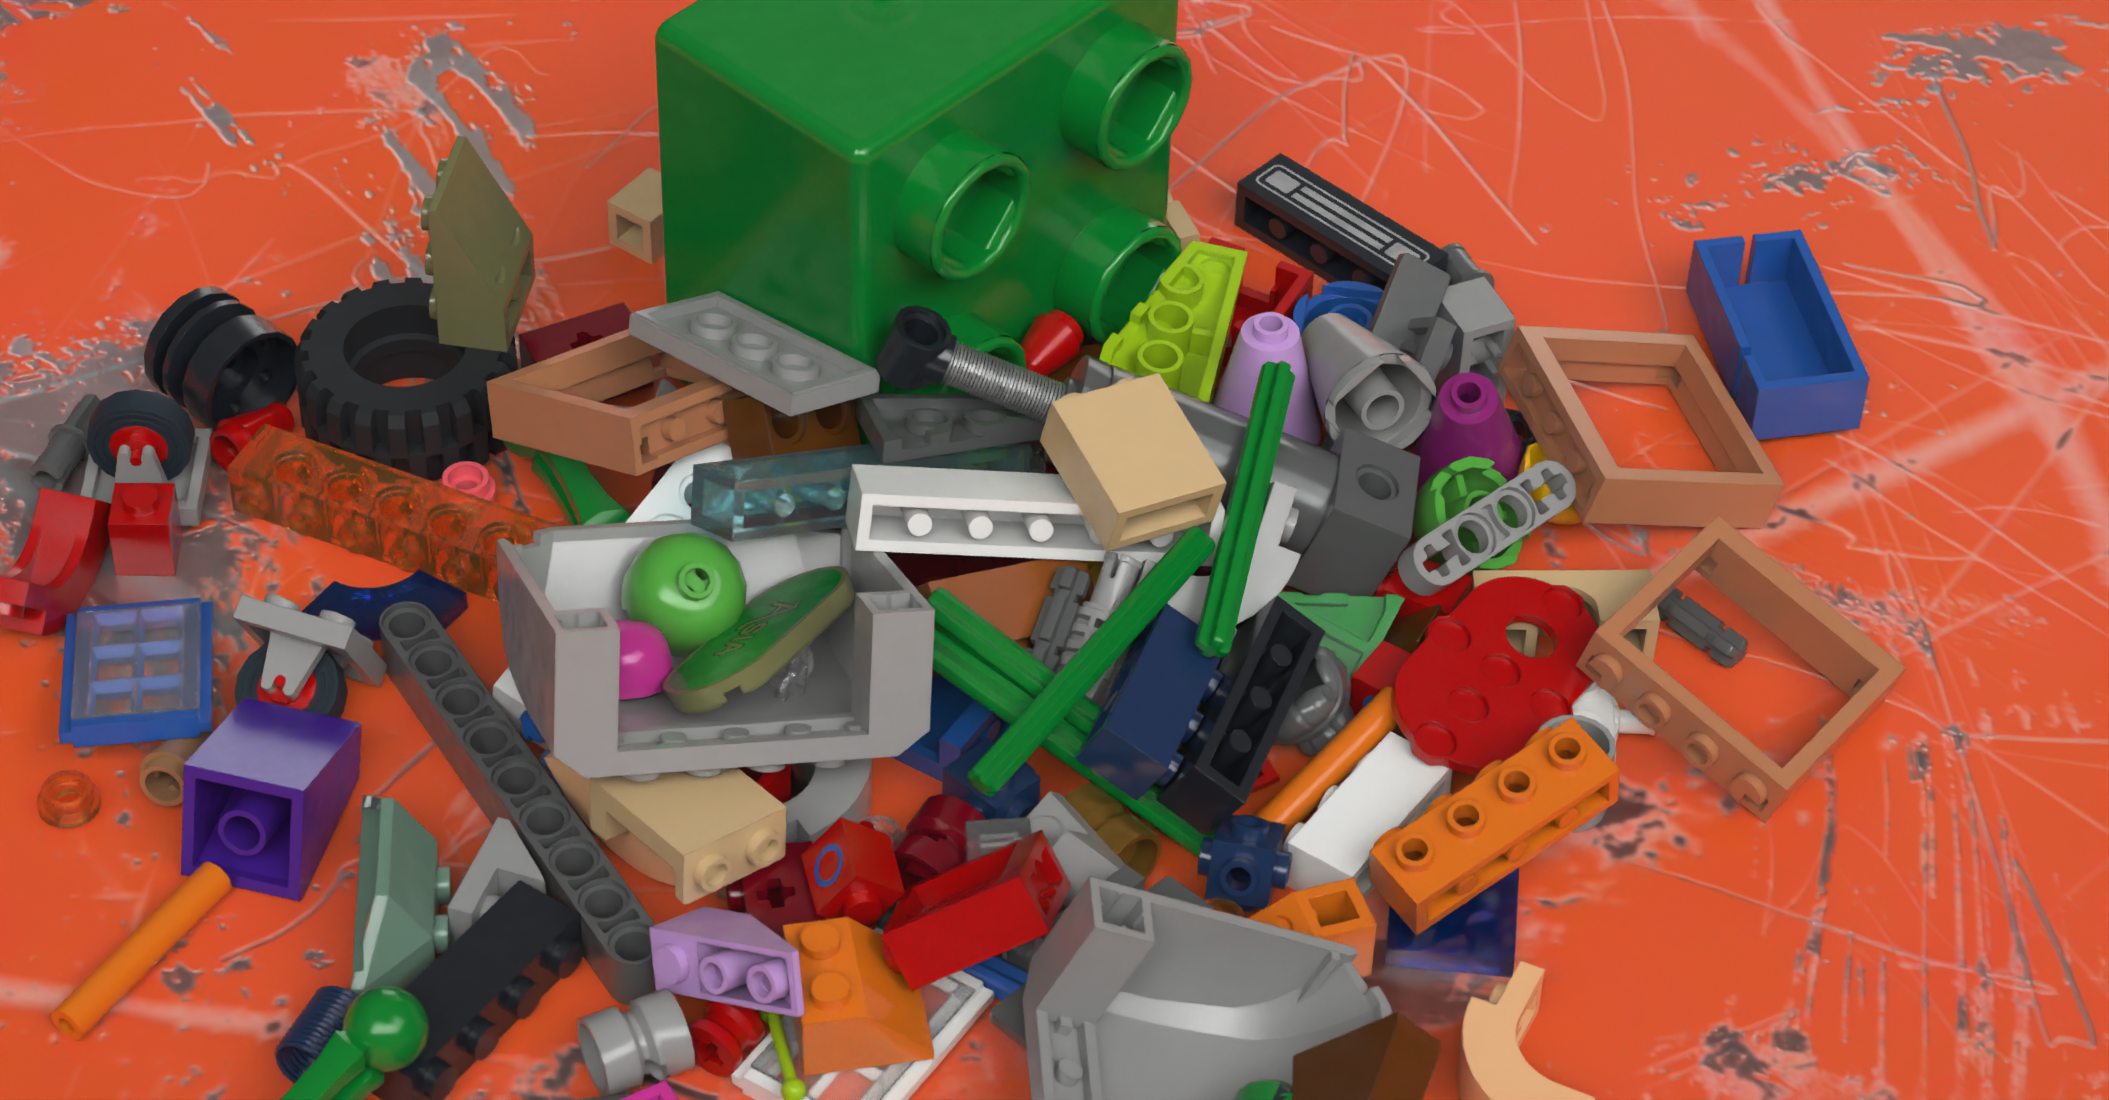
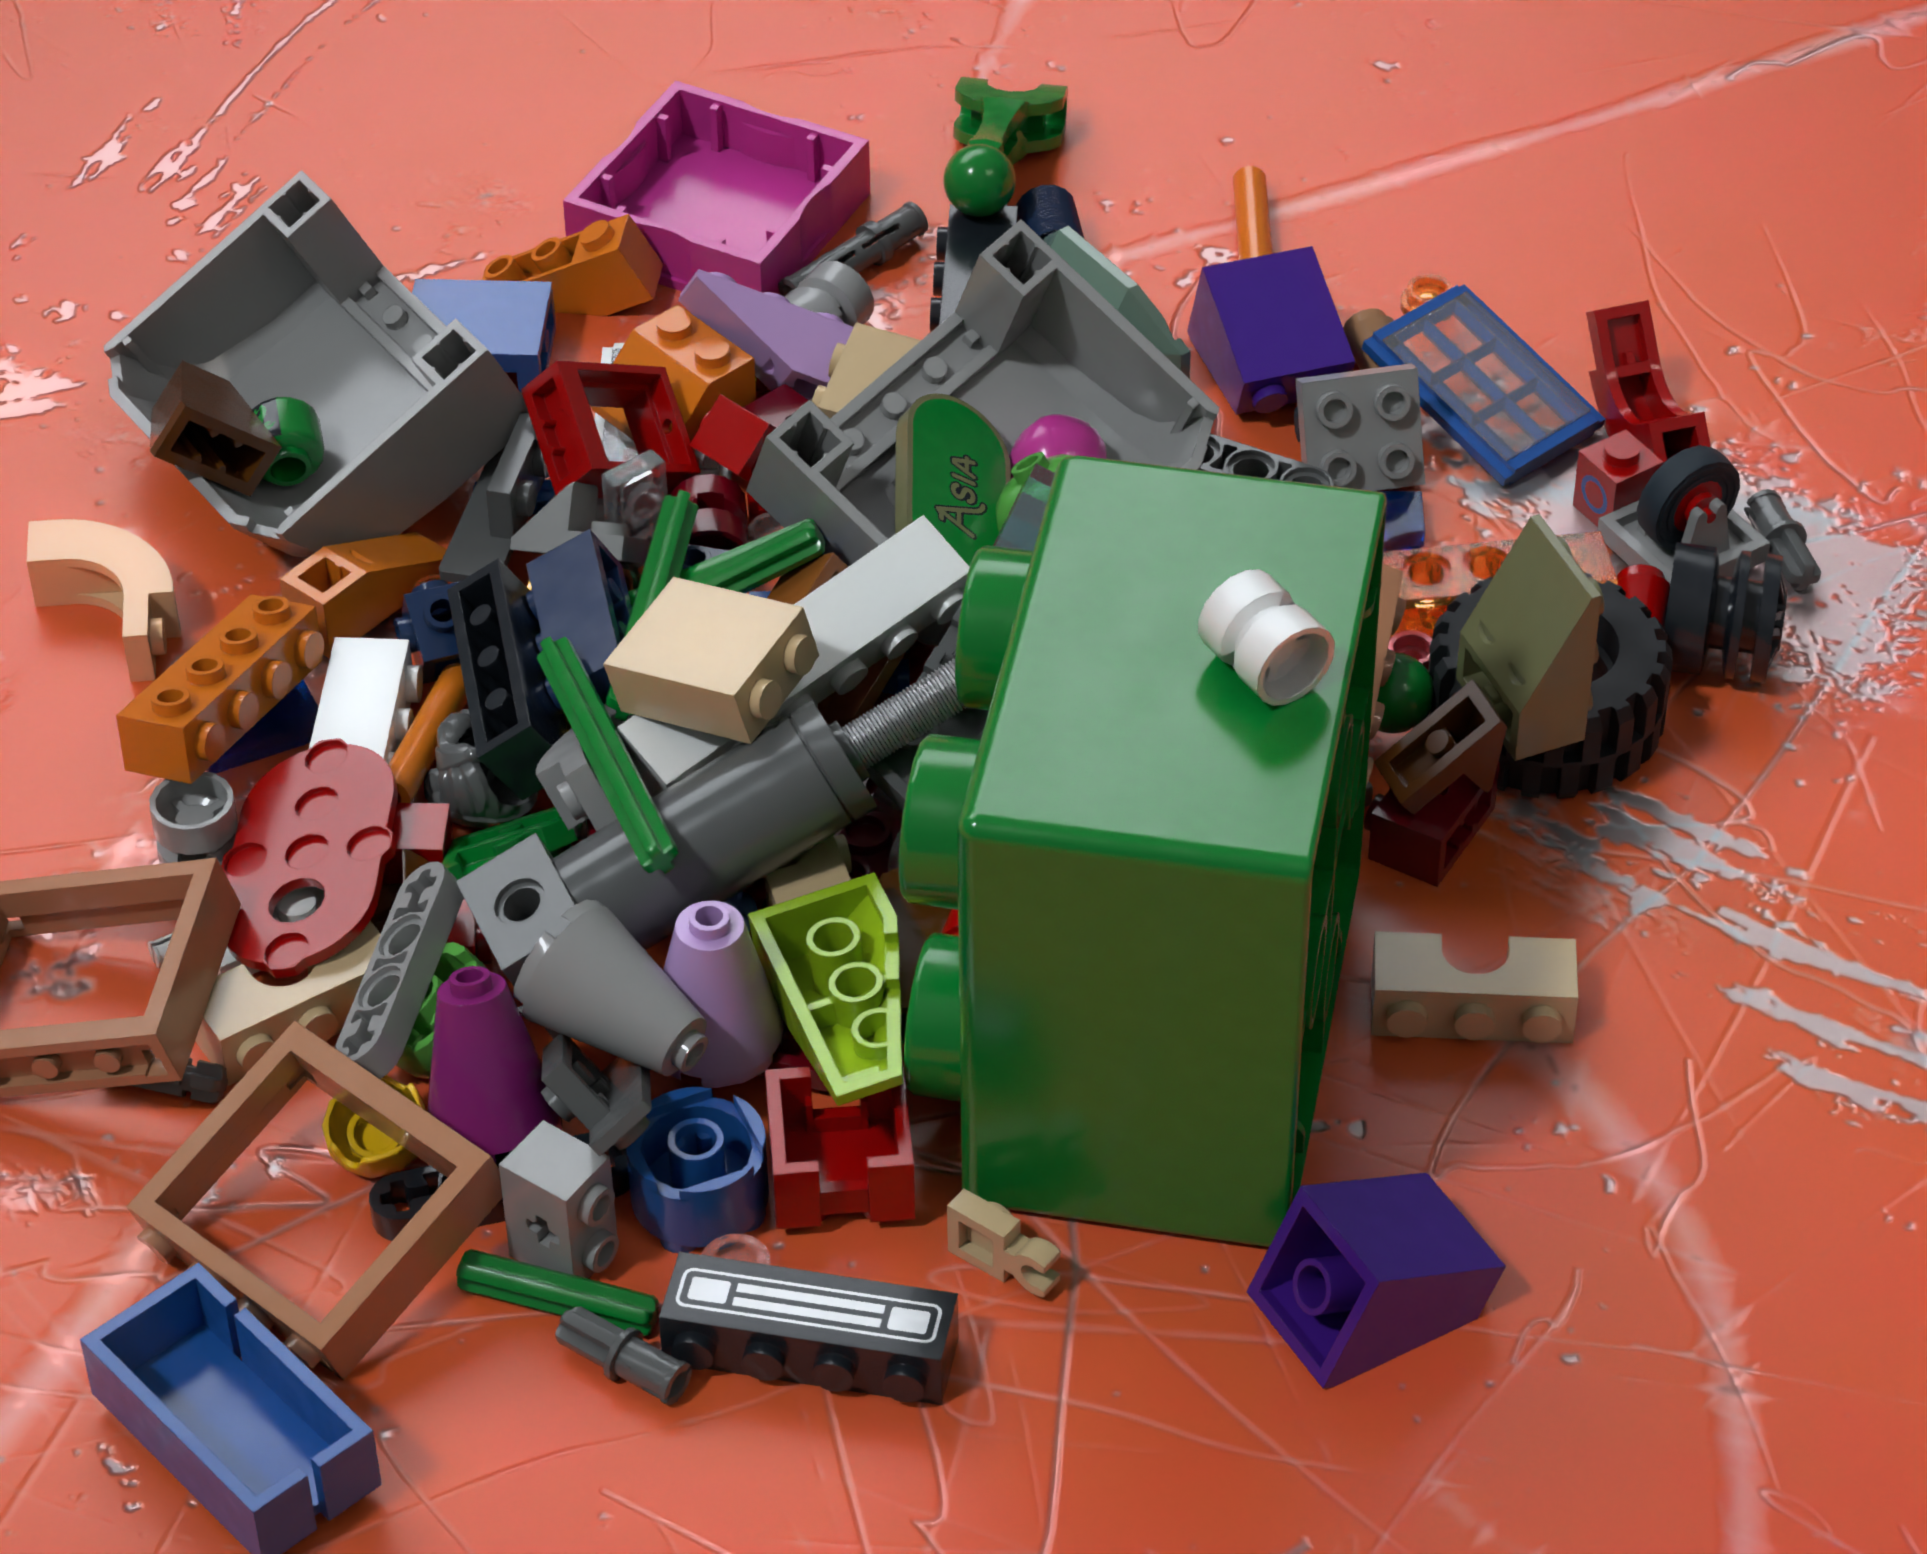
camera: 150 degrees right, 0 degrees up
(568, 301) = (1452, 741): none -> reddish brown slope

